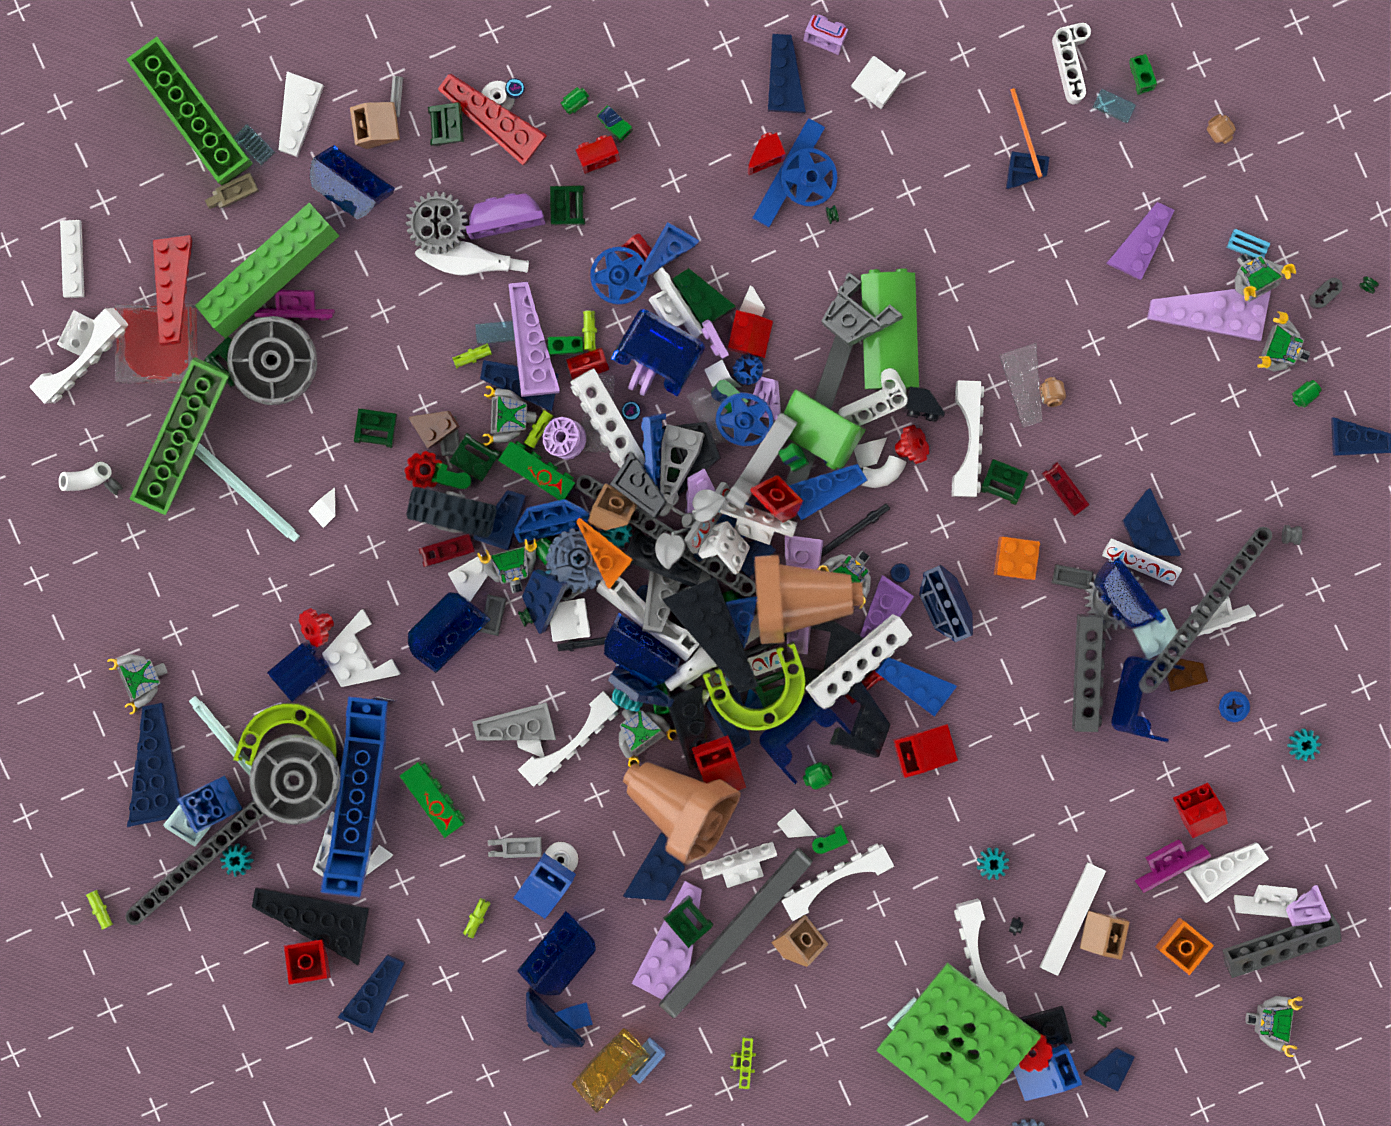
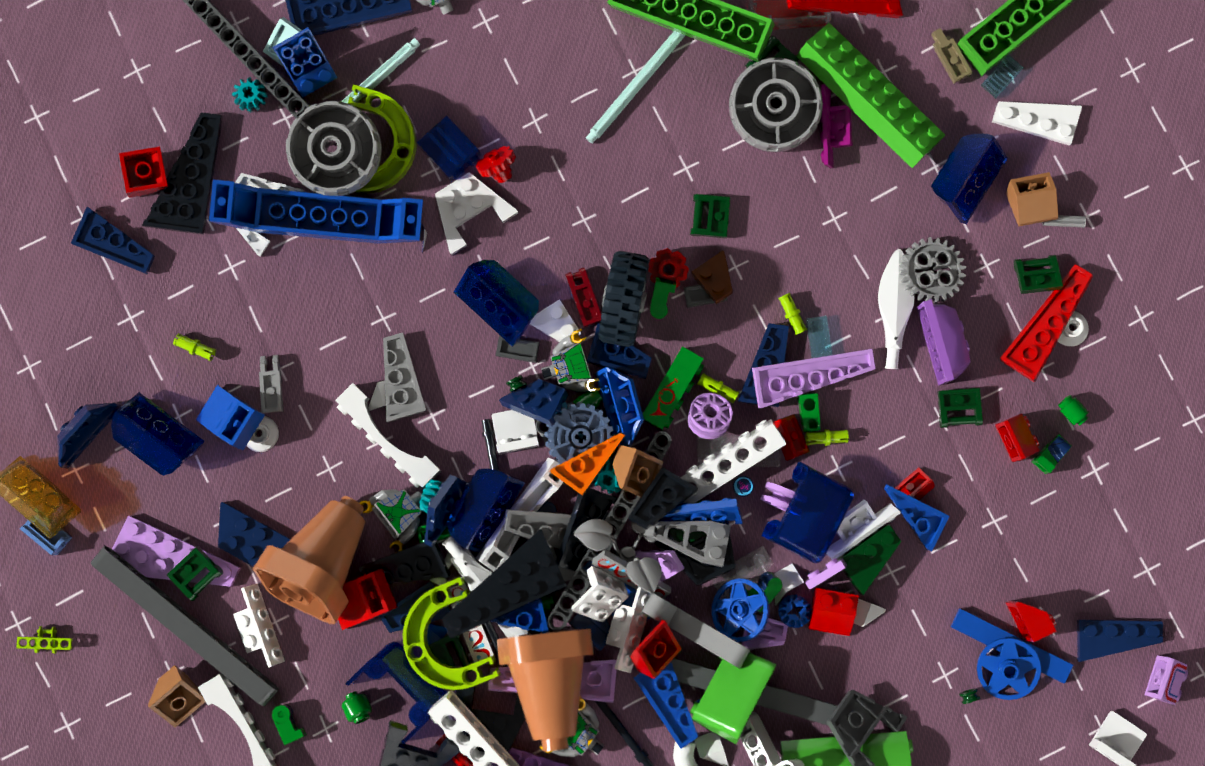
camera: 90 degrees right, 5 degrees down
(324, 508) = (621, 167): white sticker -> none
(432, 799) = (319, 294): green brick -> none
(471, 463) = (678, 317): dark green plate -> none
(507, 415) = (730, 354): light grey torso -> none
(514, 88) = (1081, 345): dark blue tile -> none
(576, 1016) = (93, 457): blue sticker -> none
(618, 275) = (888, 465): blue wheel -> none
(793, 457) = (701, 666): green leg -> none
(795, 826) = (302, 684): white sticker -> none

